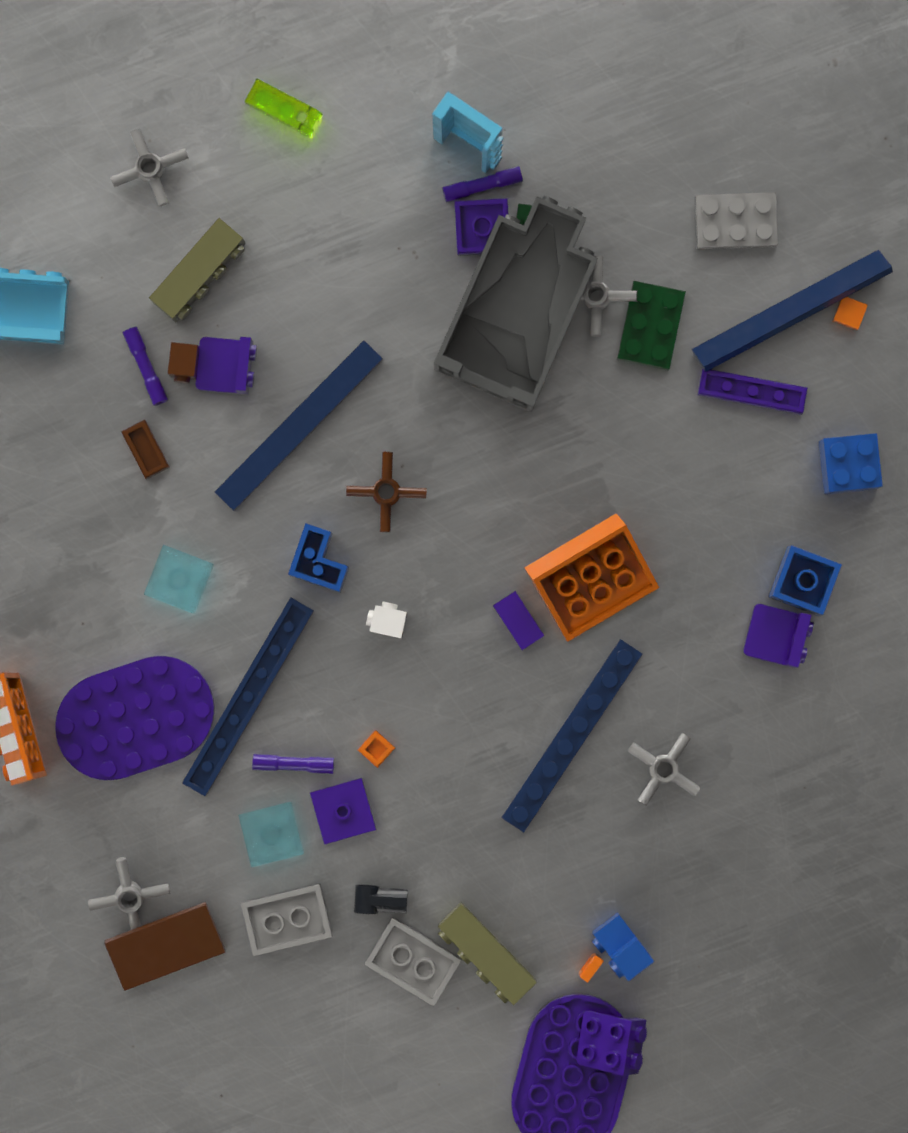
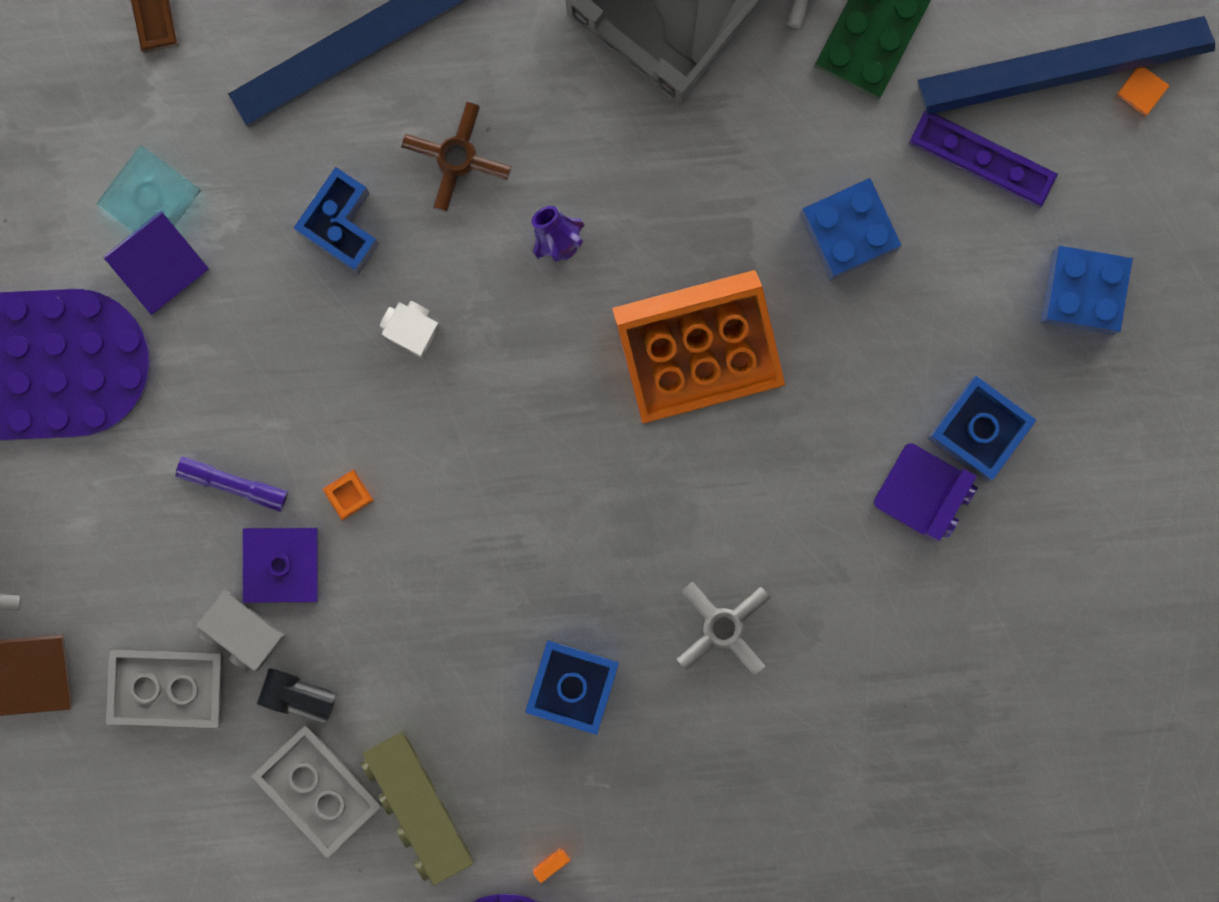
camera: 15 degrees right, 0 degrees up
(197, 624) = (156, 262): none -> dark purple tile
(248, 697) = (196, 378): dark blue plate -> none
(271, 834) = (176, 569): clear light blue plate -> none
(328, 865) = (239, 631): none -> light grey brick
(471, 527) = (556, 234): none -> dark purple rock
(518, 620) = (585, 377): dark purple tile -> none
(571, 735) = (613, 550): dark blue plate -> none
(571, 840) = (572, 687): none -> blue brick
(622, 946) = (601, 849): blue brick -> none
(674, 466) = (850, 229): none -> blue brick

